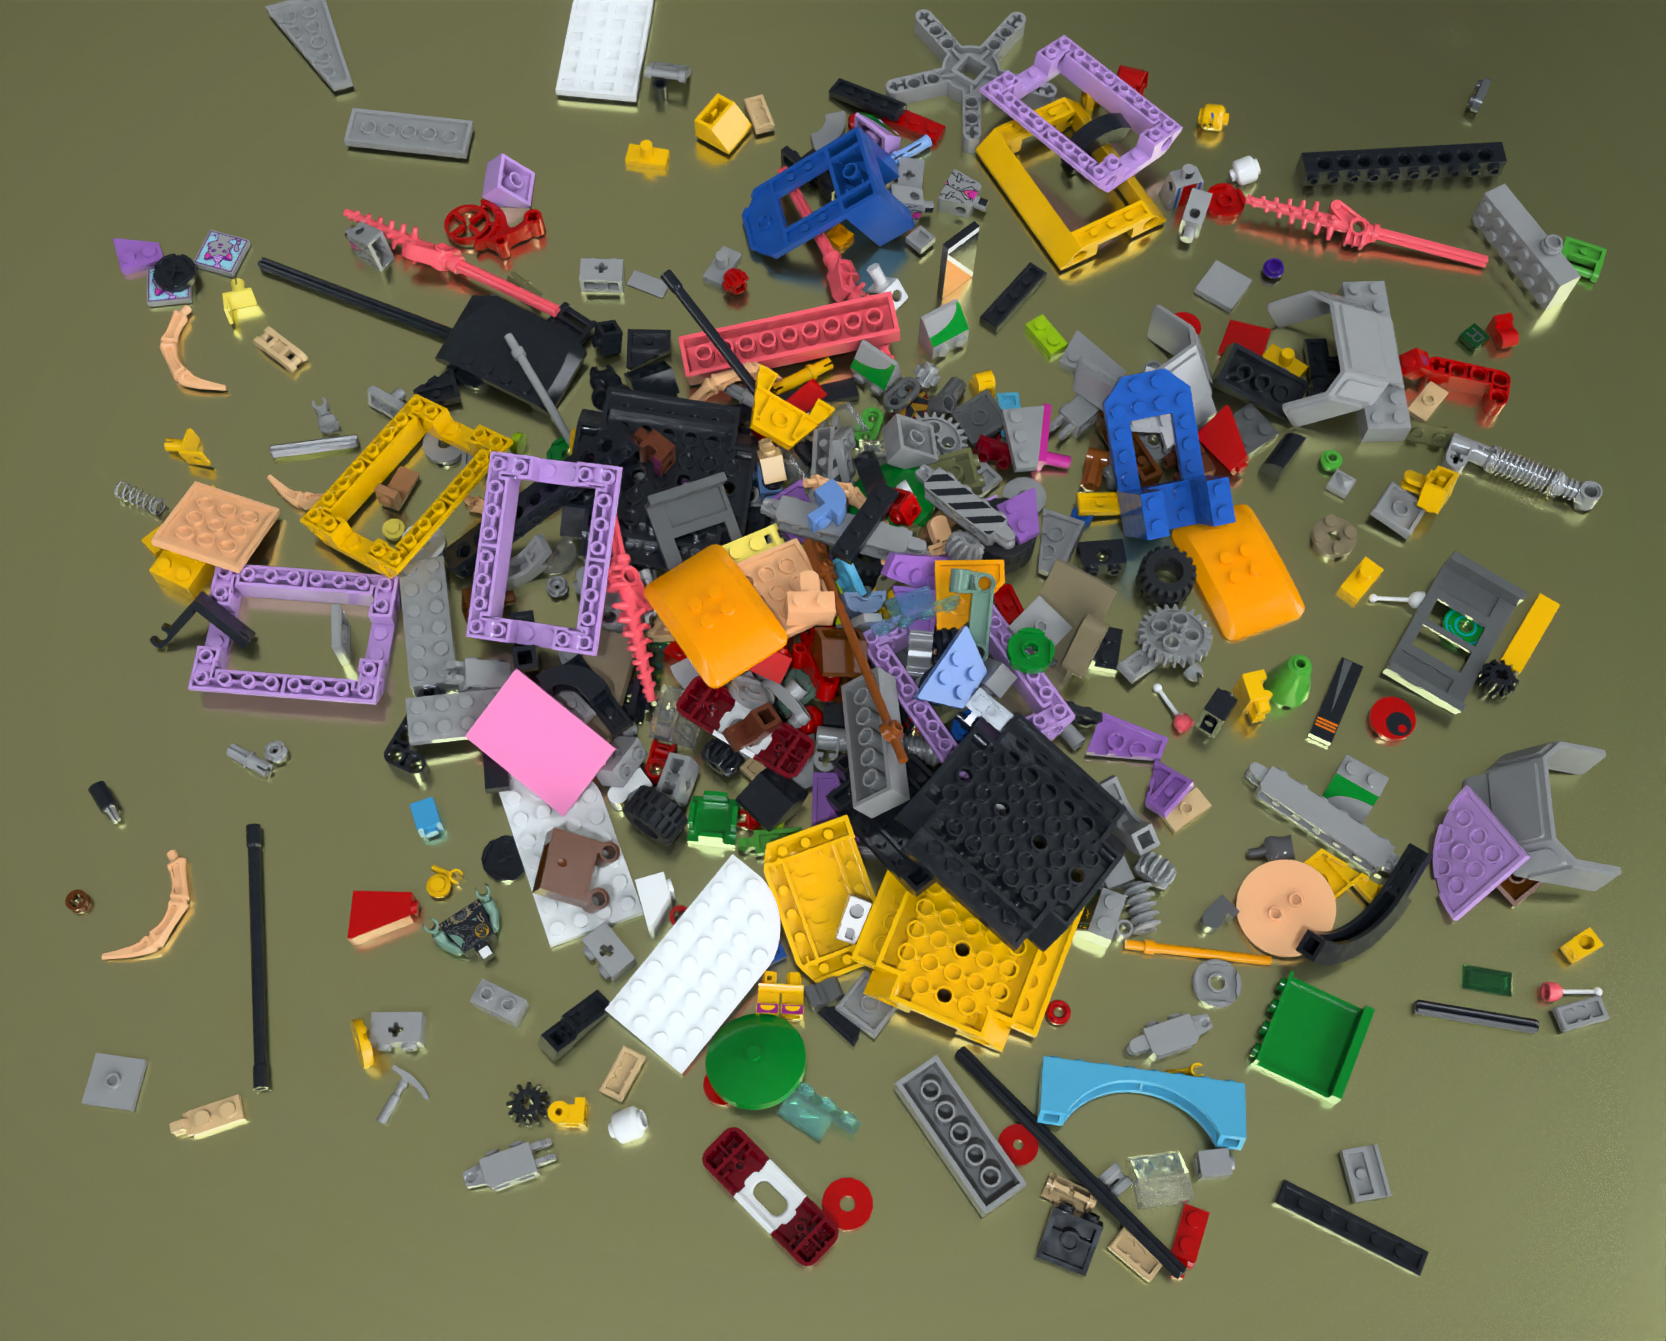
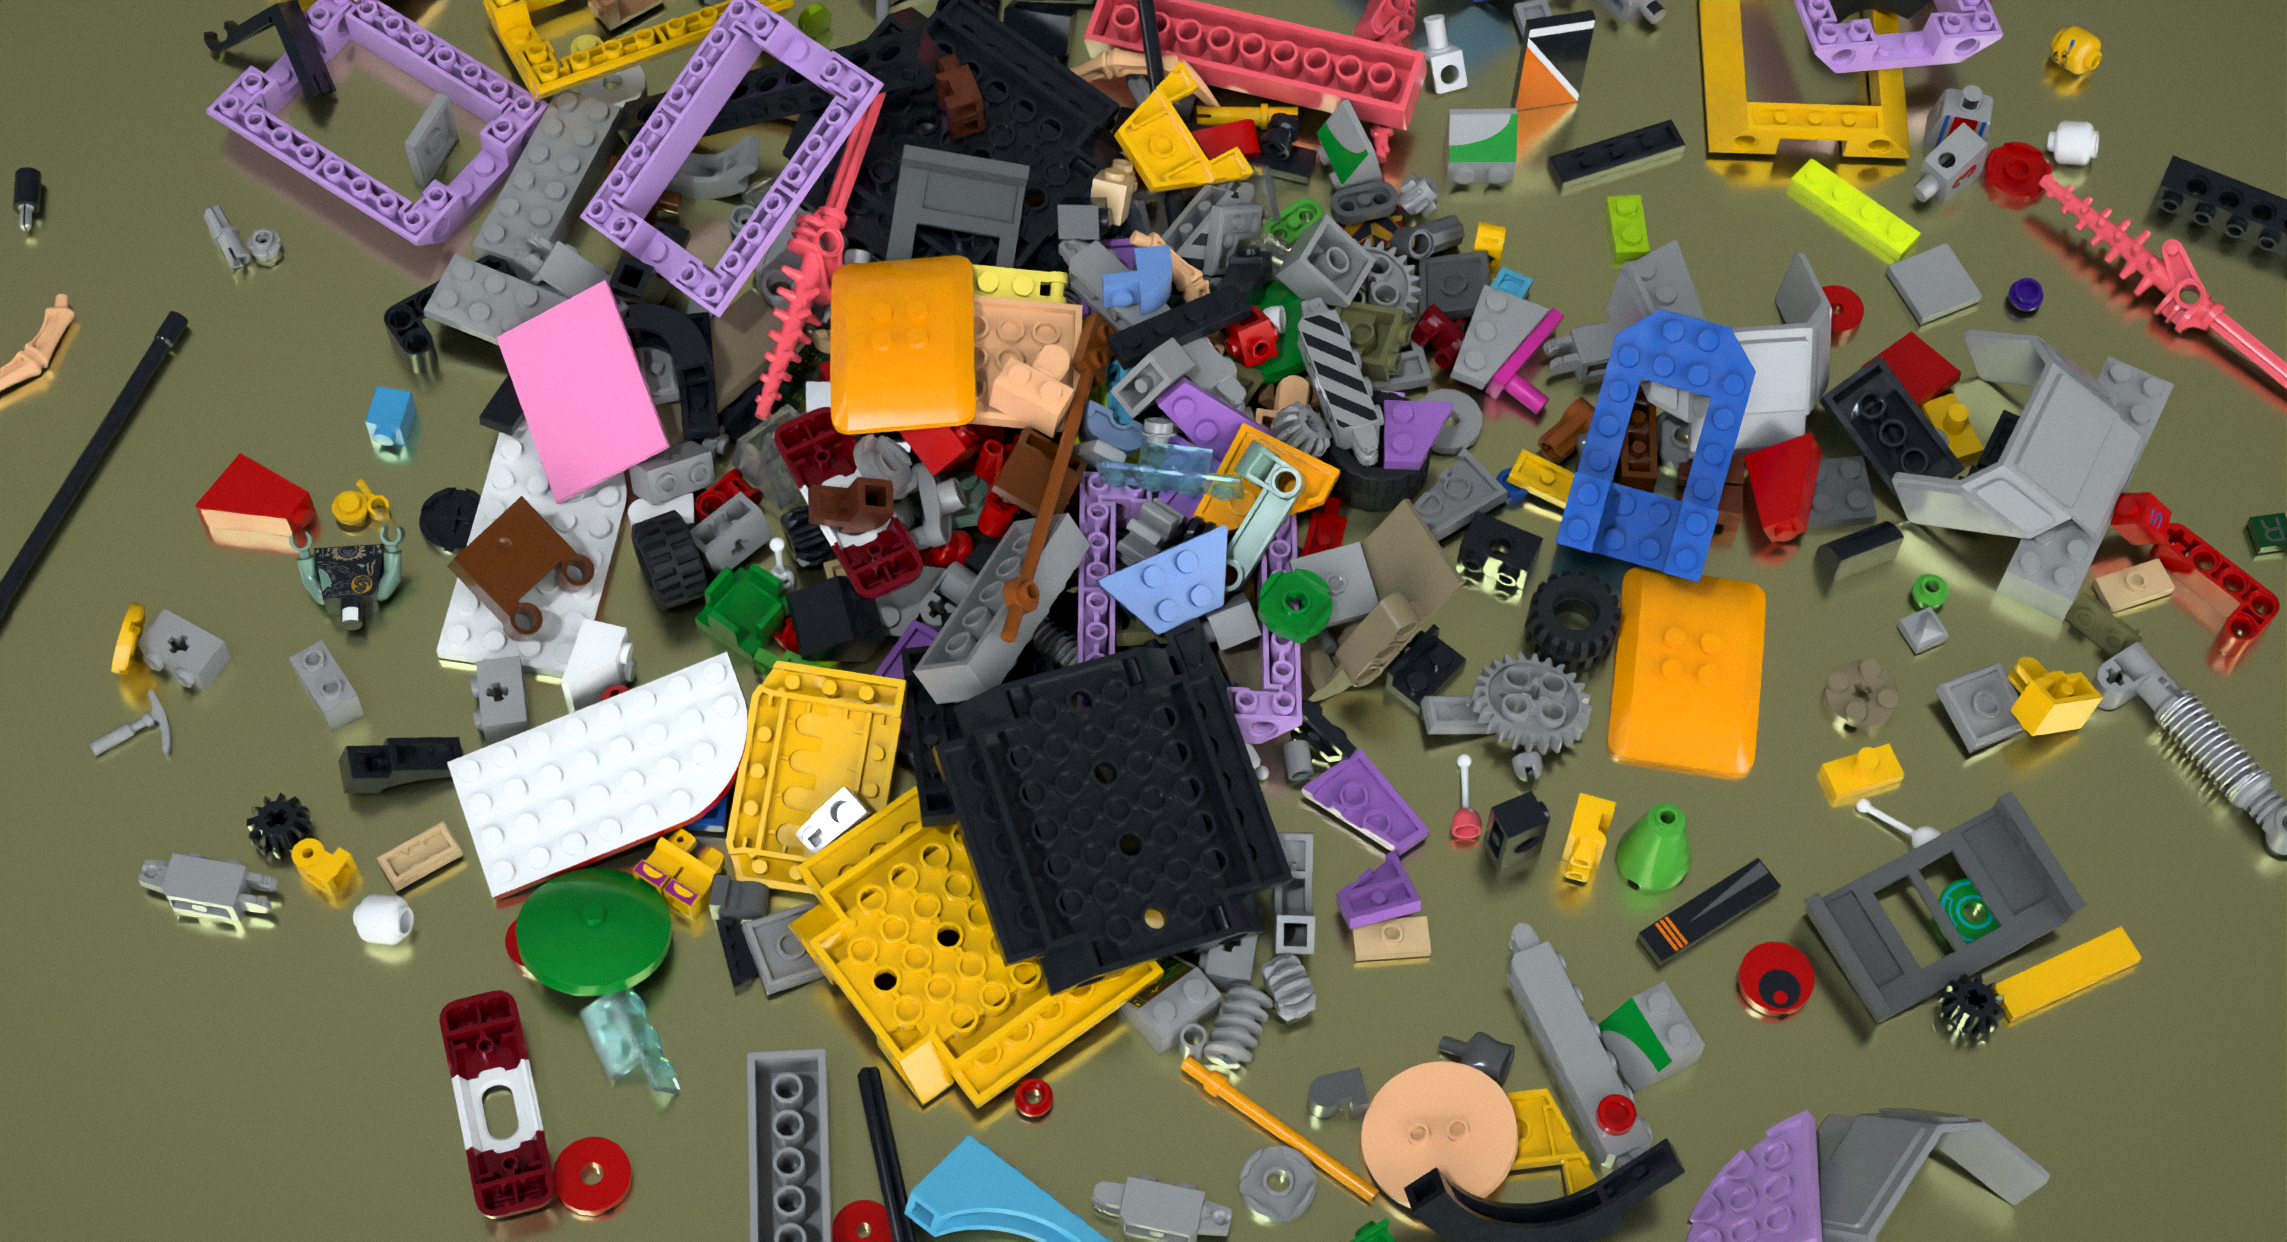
camera: 30 degrees right, 5 degrees down
(720, 785) = (782, 571): none -> white hinge
(766, 485) = (1083, 218): none -> brick
(831, 379) = (1277, 142): none -> black wheel
(871, 561) = (1152, 377): none -> light grey brick
(890, 589) = (1158, 430): none -> light grey plate
(1156, 265) = (1854, 209): none -> neon yellow plate
(1370, 843) = (1615, 1114): none -> red tile

